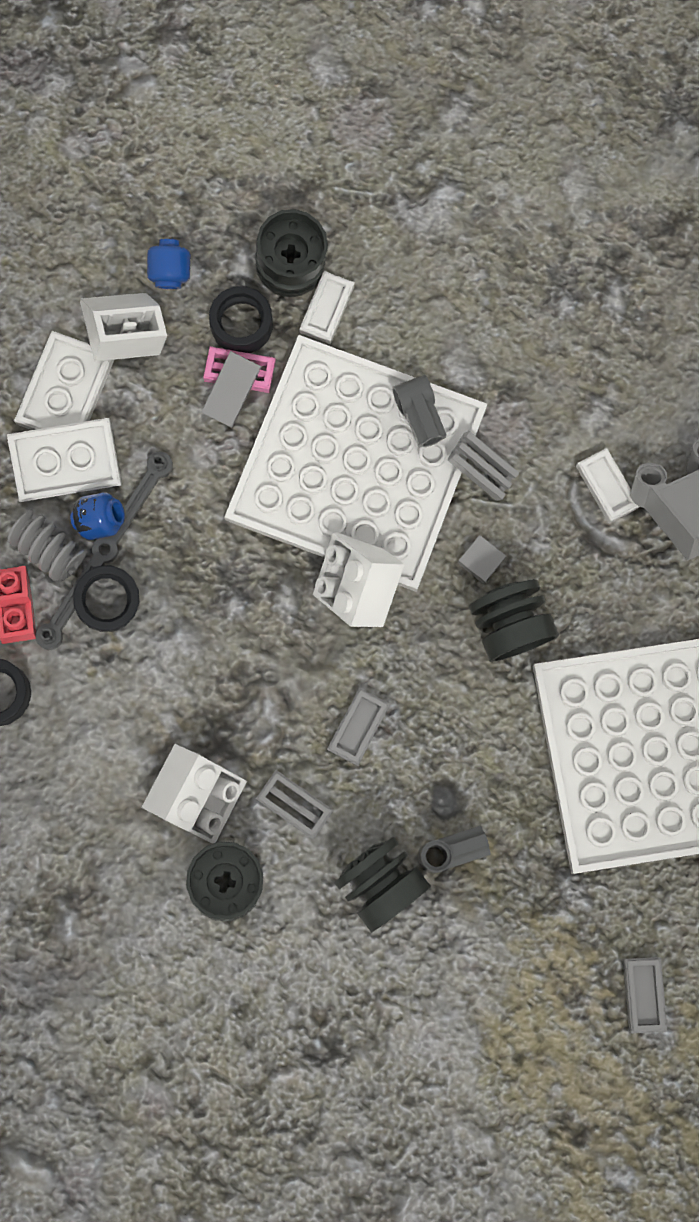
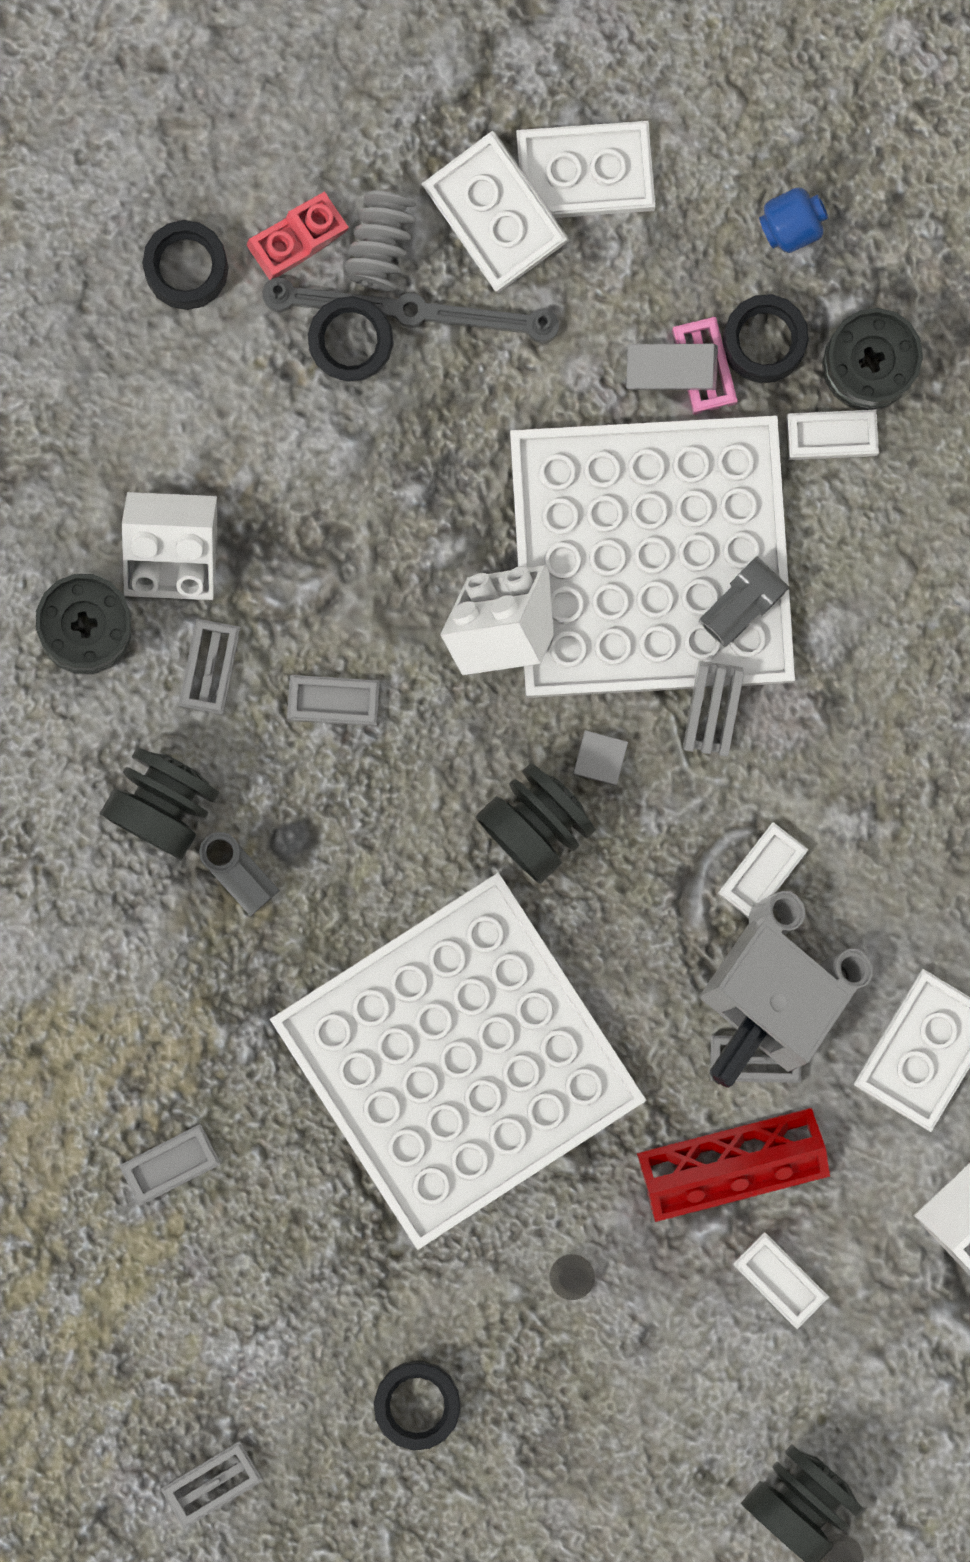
camera: 65 degrees right, 5 degrees up
(97, 516) = (443, 282): blue head -> none
(123, 326) = (690, 201): white slope -> none

